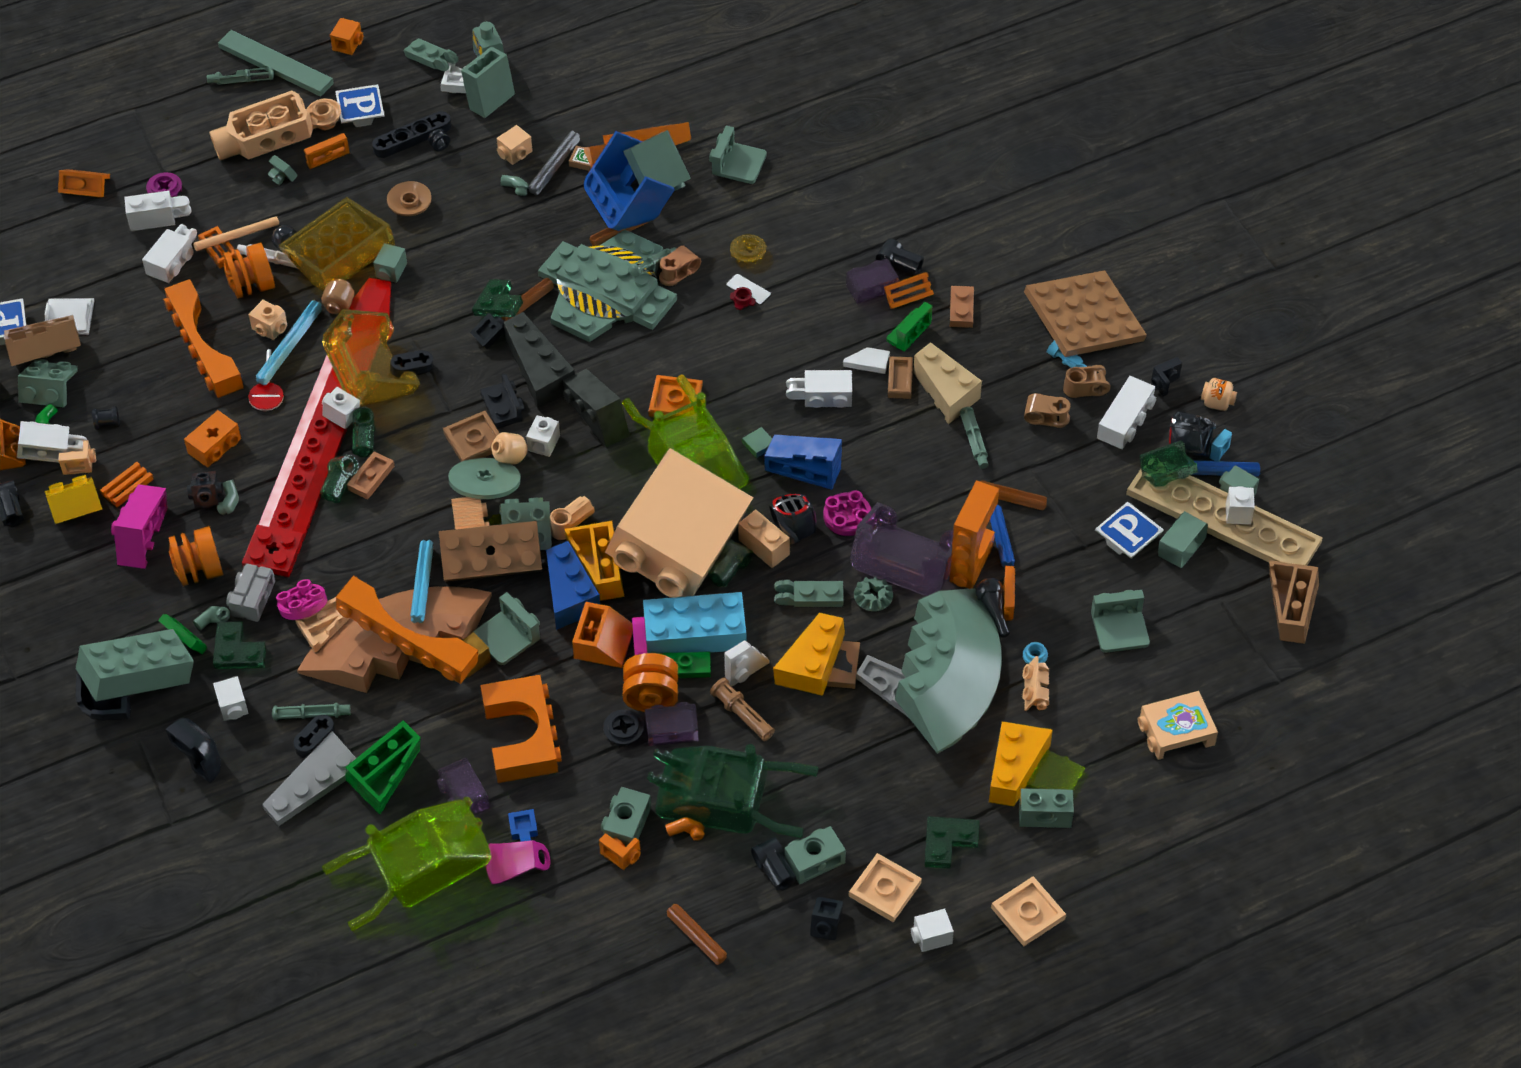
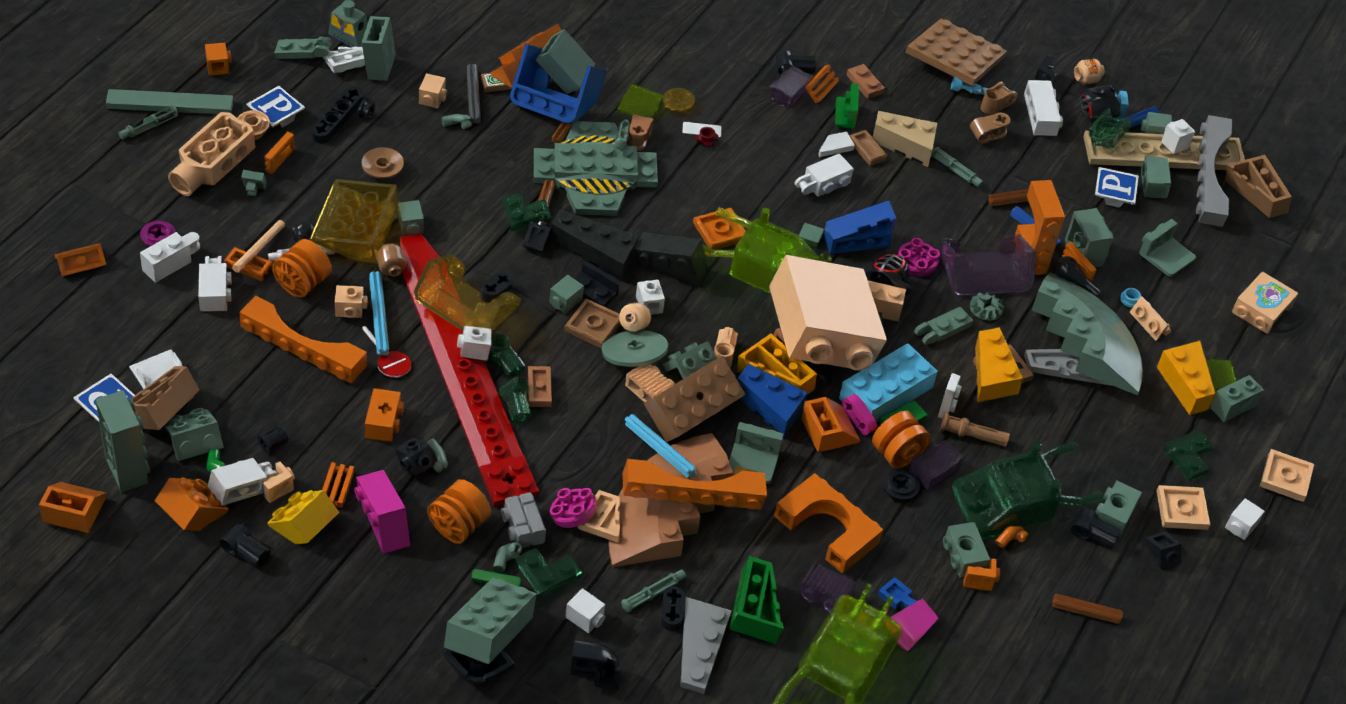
camera: 40 degrees left, 5 degrees down
(467, 398) = (566, 294): none -> sand green brick
(707, 236) = (640, 102): none -> clear neon green piece
(736, 160) = (614, 39): sand green bracket -> none
(1037, 571) = (1090, 235): none -> sand green brick
(1280, 526) = (1213, 202): none -> light grey arch

